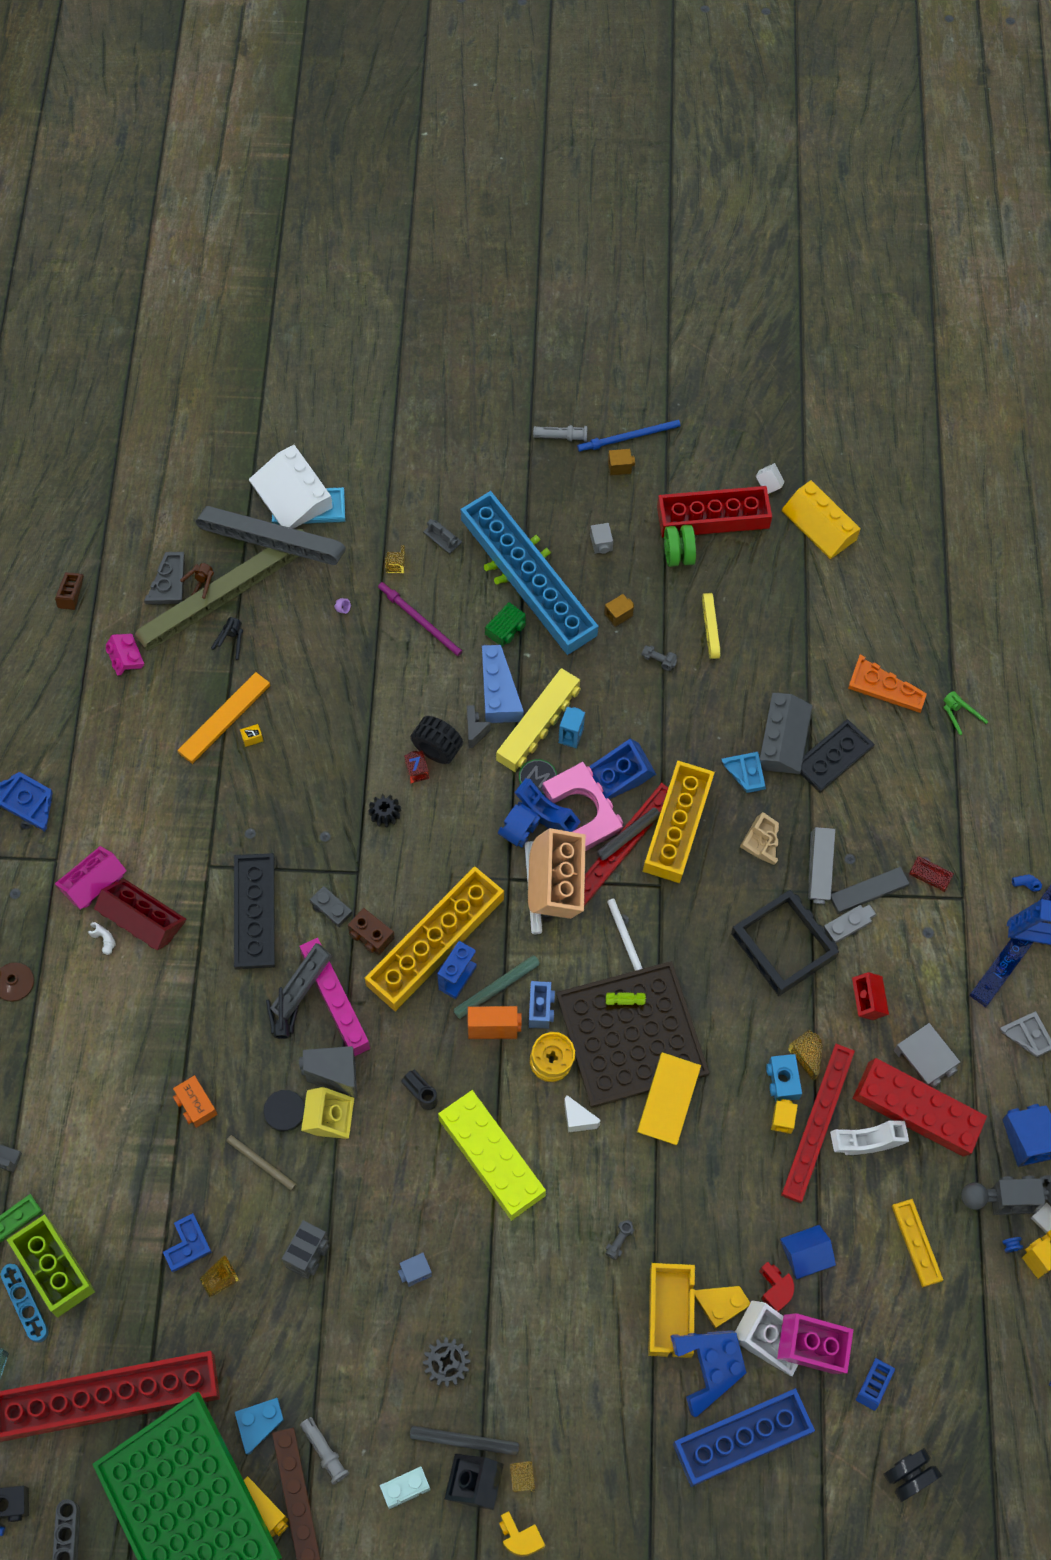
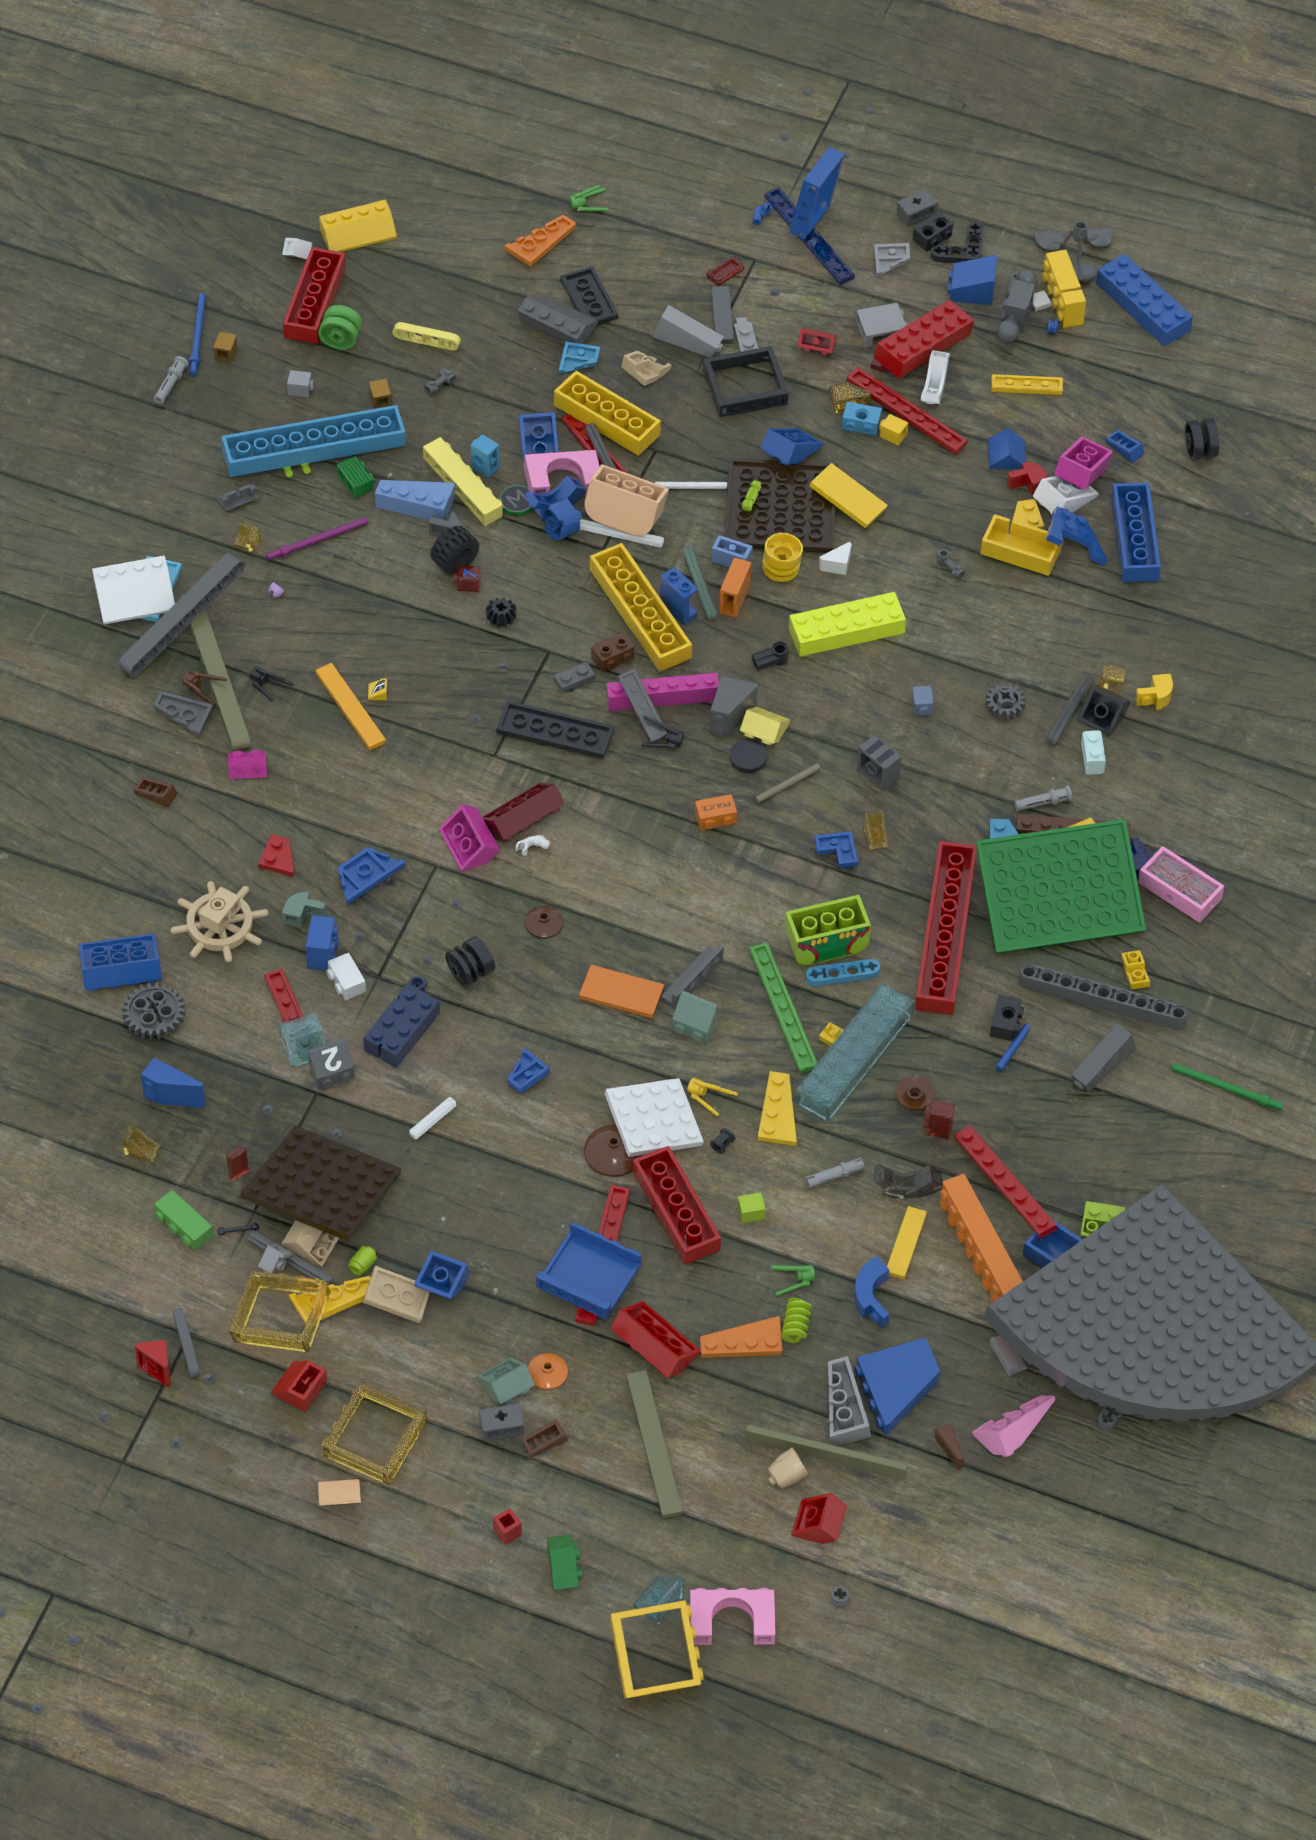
camera: 70 degrees left, 10 degrees down
(24, 717) = (277, 856): none -> red wing
(713, 1016) = (790, 444): none -> blue slope

